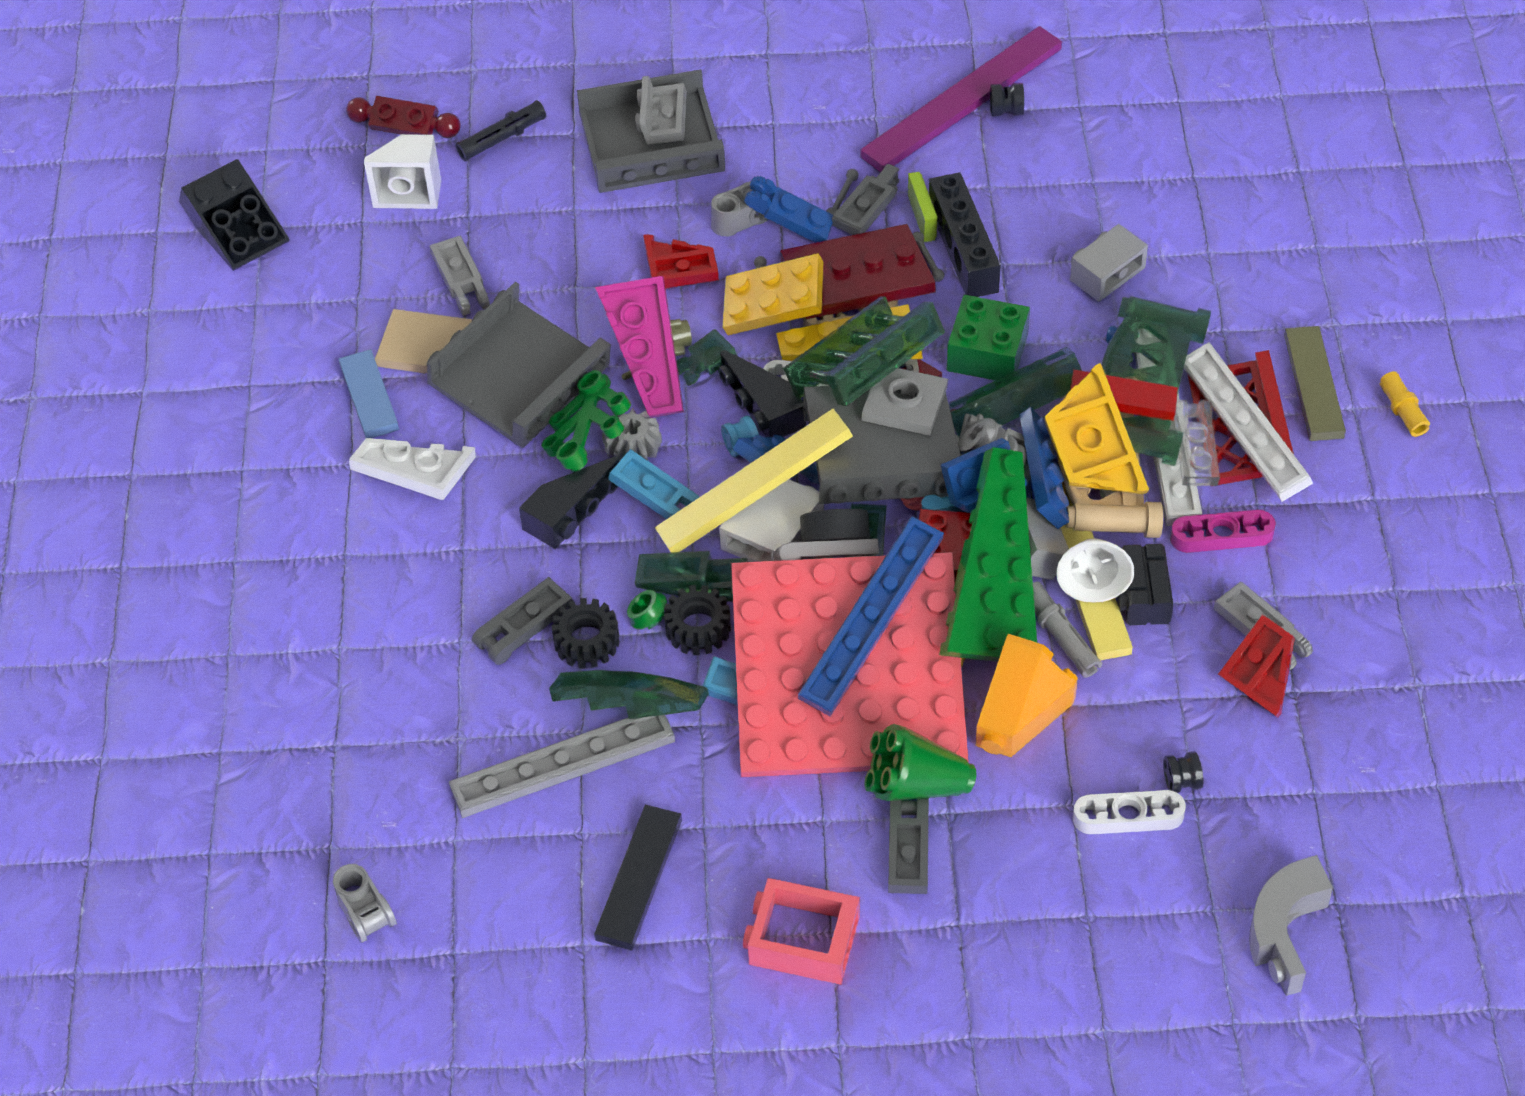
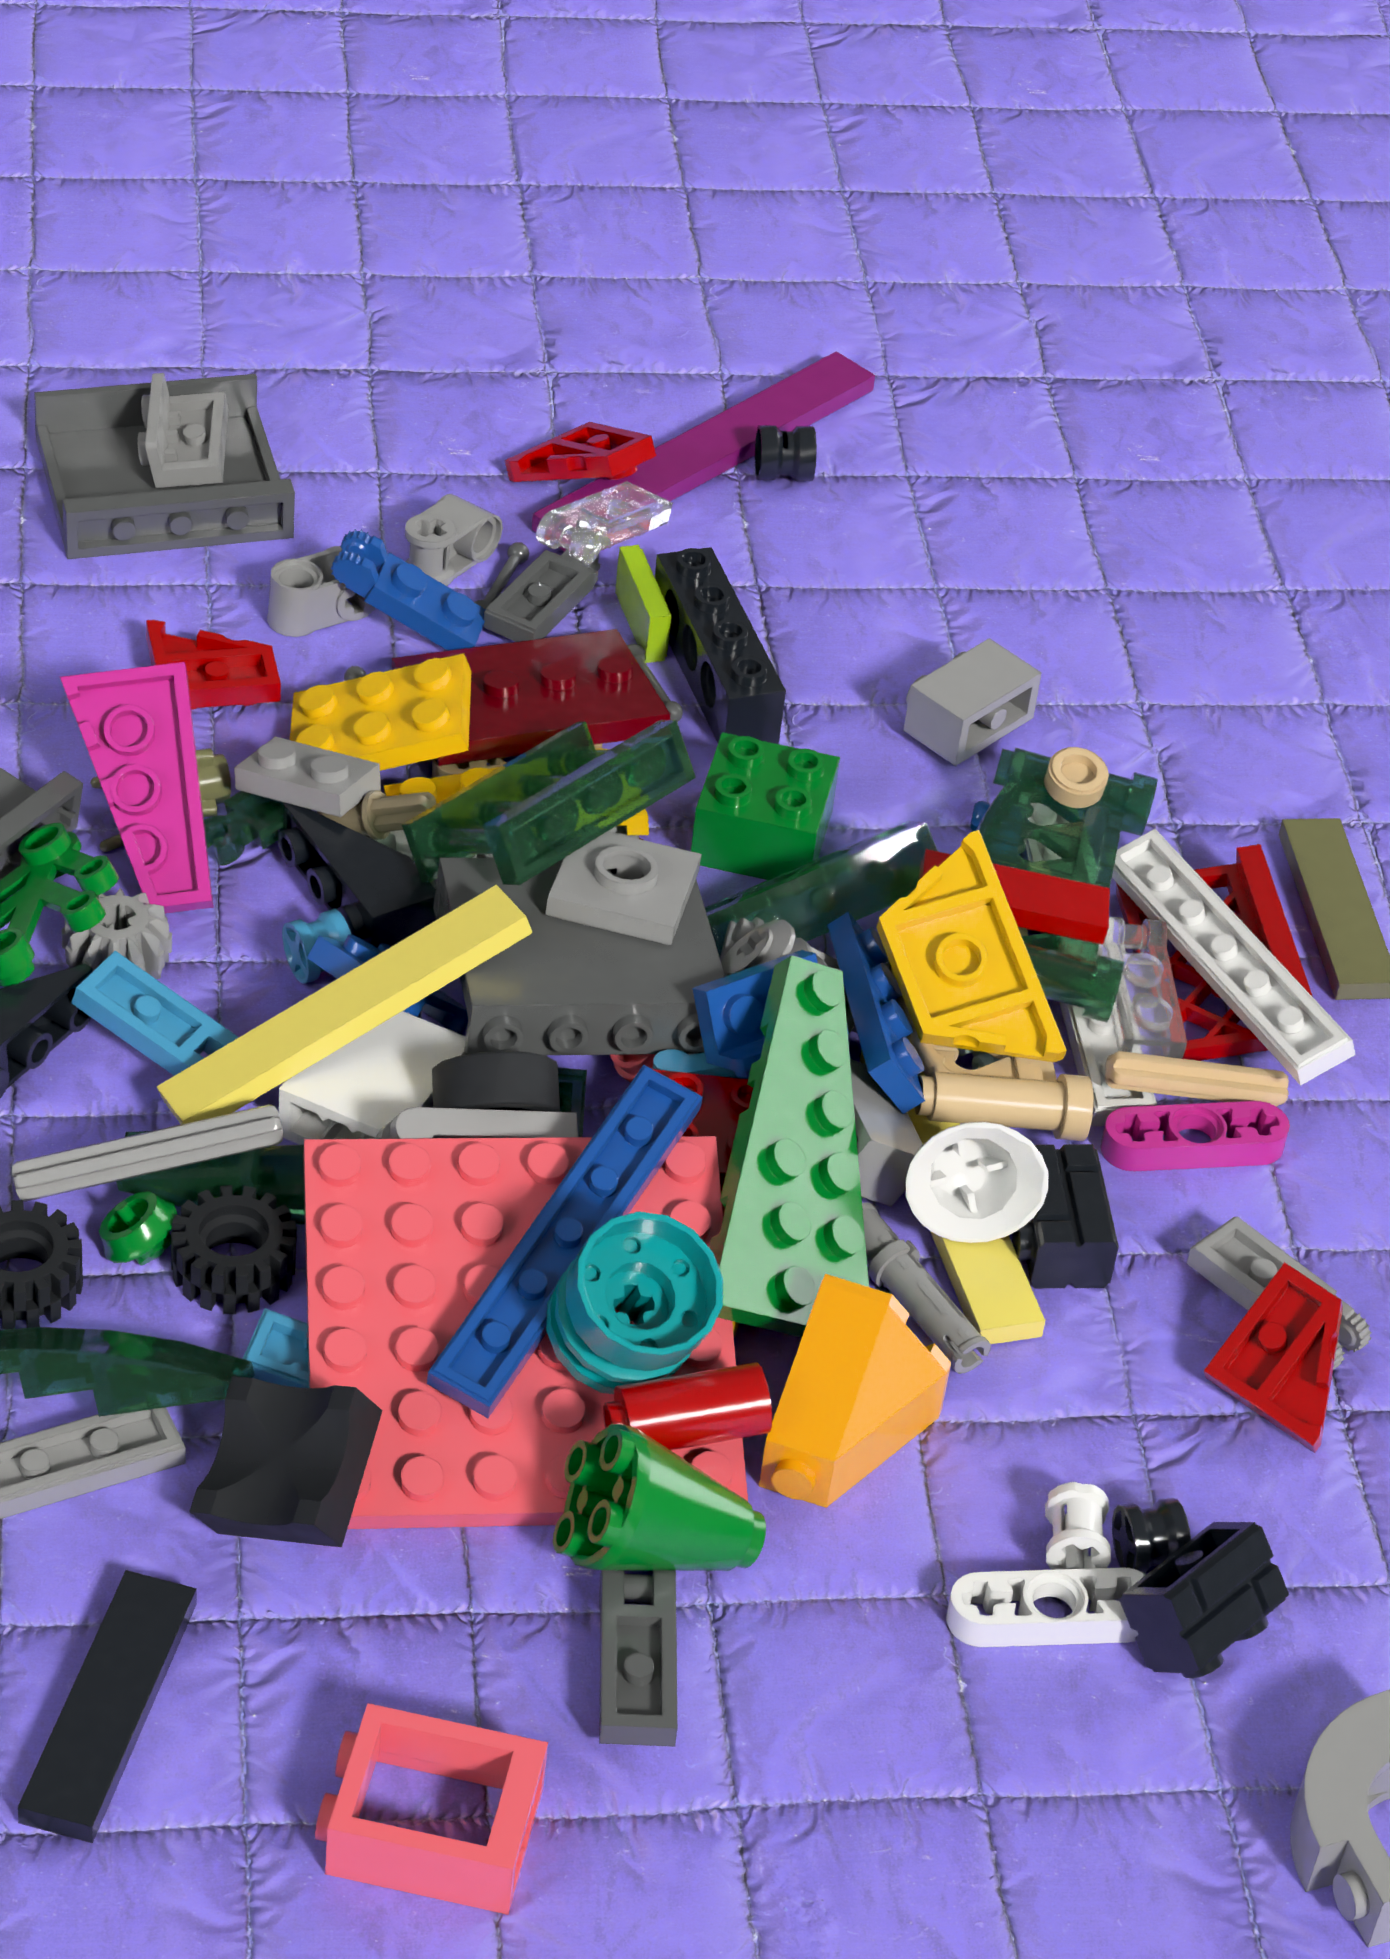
camera: 10 degrees left, 10 degrees down
(650, 568) = (147, 1153): none -> light grey axle
(726, 745) = (288, 1462): none -> black brick
(735, 335) = (307, 776): none -> light grey bracket
(771, 354) = (381, 814): none -> dark tan axle
(812, 170) = (452, 538): none -> light grey piece
(889, 108) = (583, 453): none -> red wing
(899, 156) = (602, 520): none -> clear plate
(916, 640) = (656, 1278): none -> teal wheel
(937, 710) = (695, 1406): none -> red brick
(1143, 768) = (1078, 1527): none -> white bush
(1163, 314) = (1076, 777): none -> tan tile
(1209, 808) = (1205, 1599): none -> black brick
(1224, 498) = (1195, 1078): none -> tan axle

